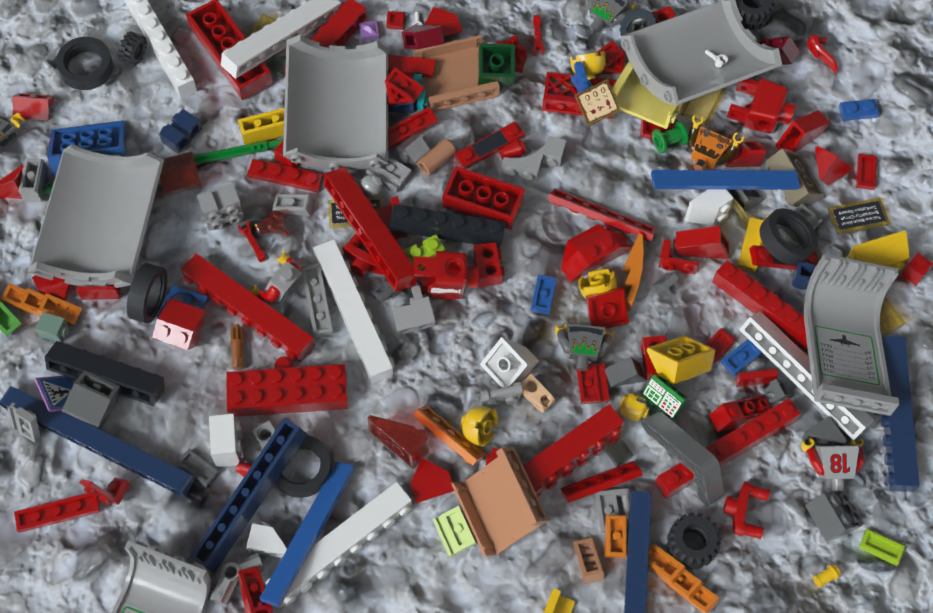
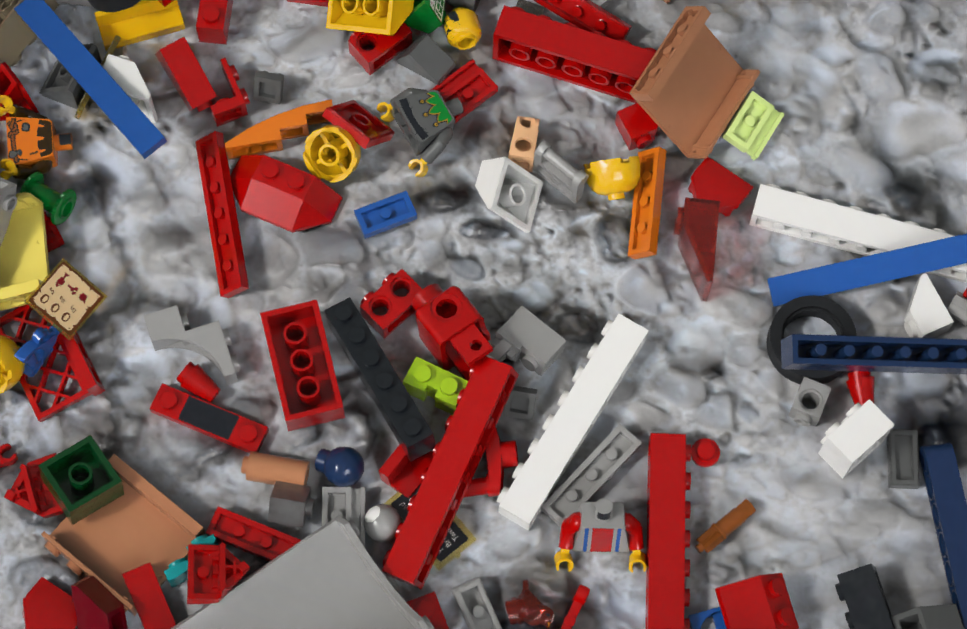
camera: 125 degrees left, 5 degrees up
(287, 390) = (736, 420): red brick -> none
(415, 184) = (340, 465): none -> dark blue piece

